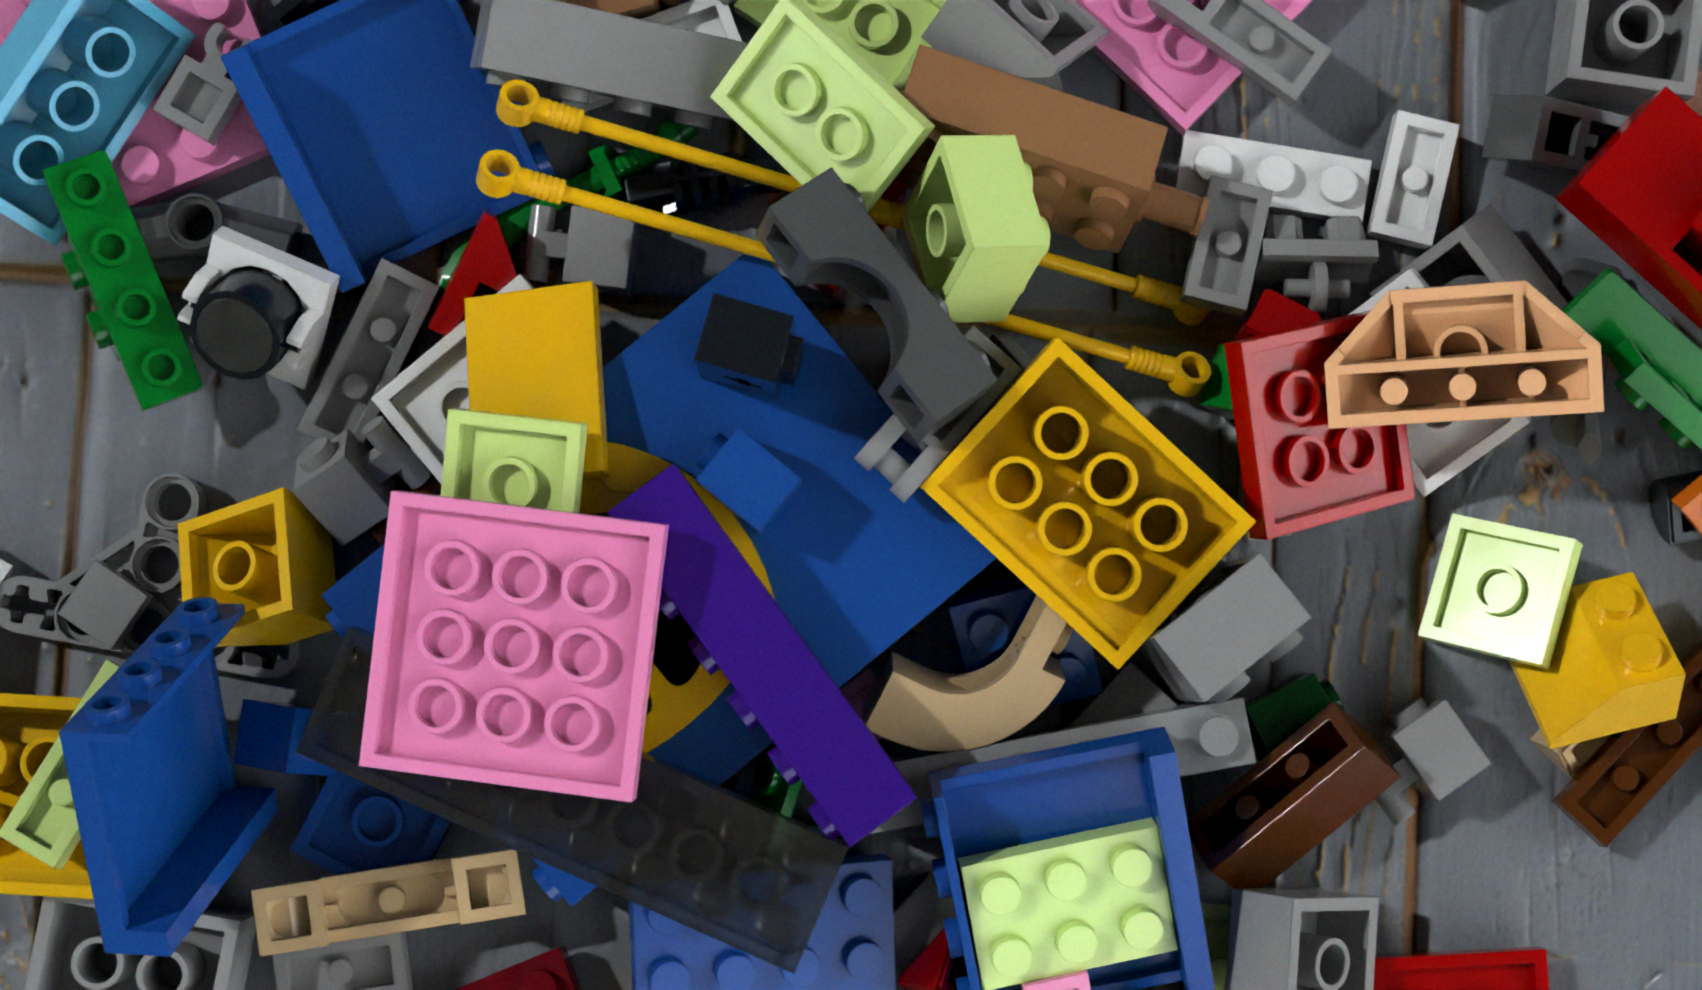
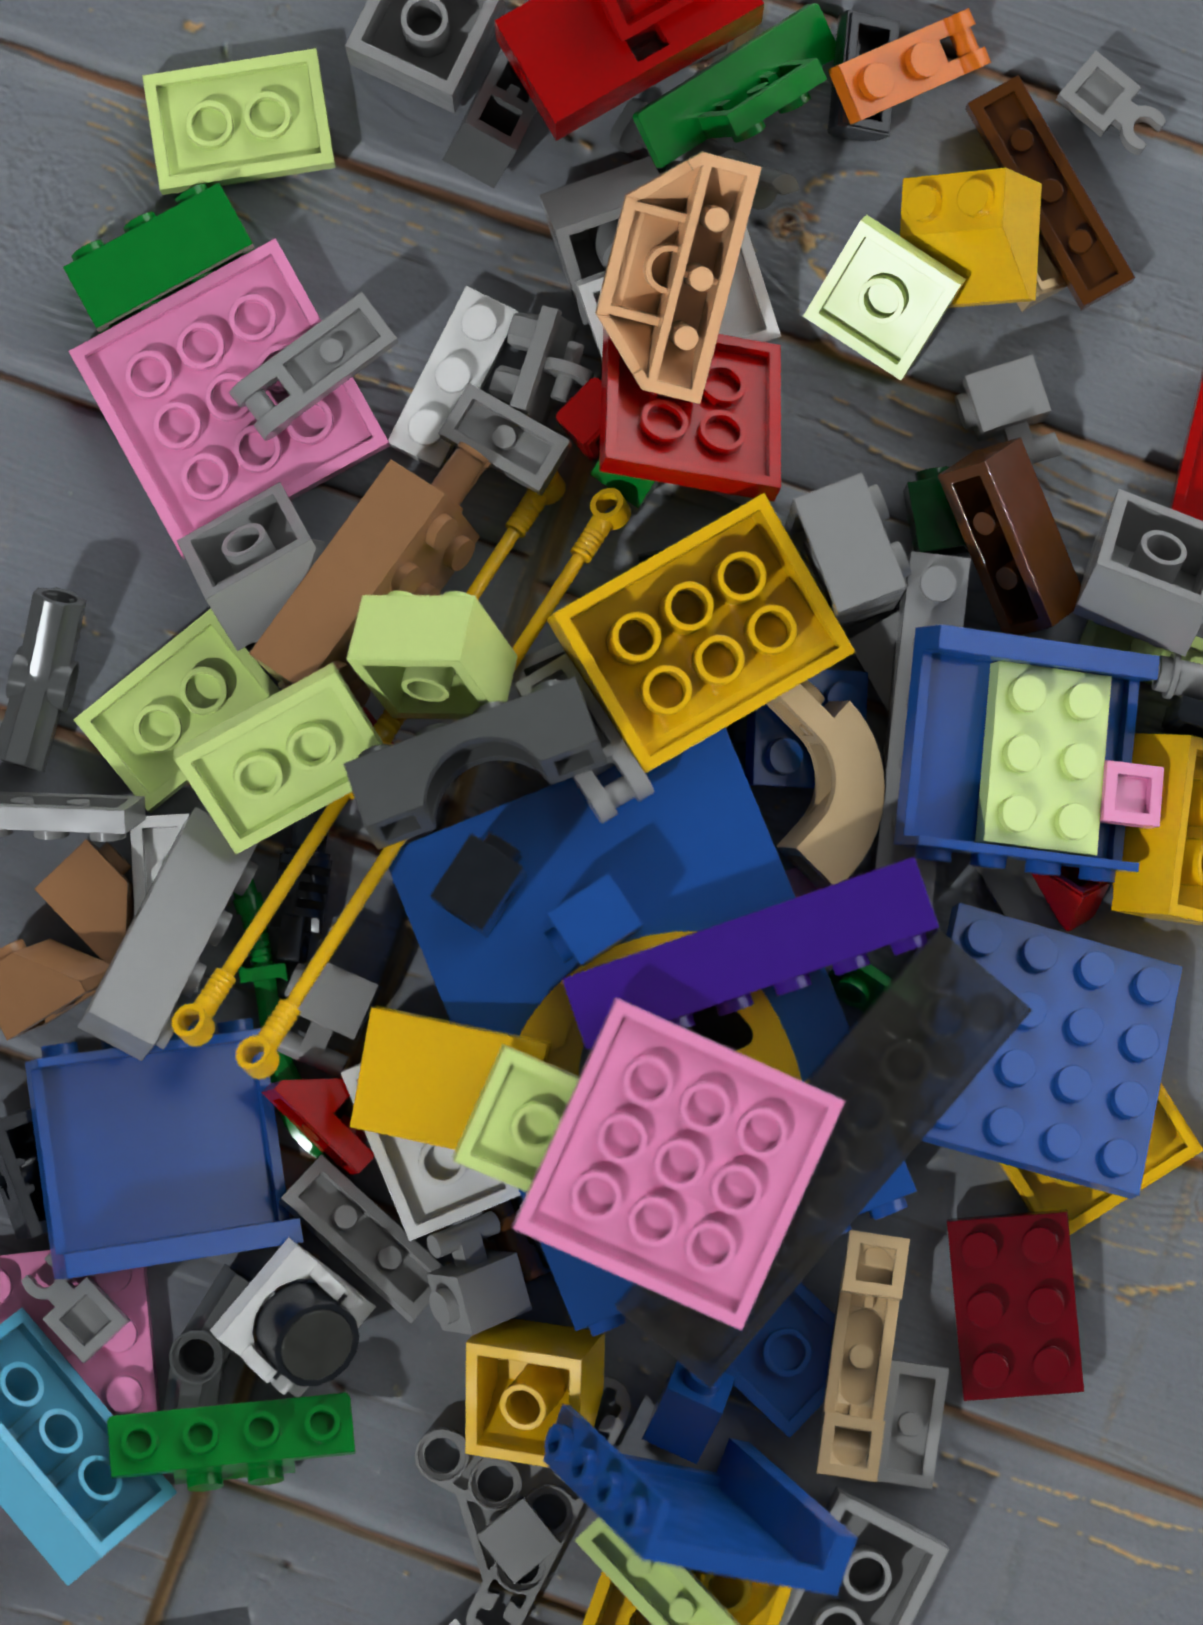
camera: 70 degrees left, 0 degrees up
(1412, 180) = (495, 255): white plate -> none

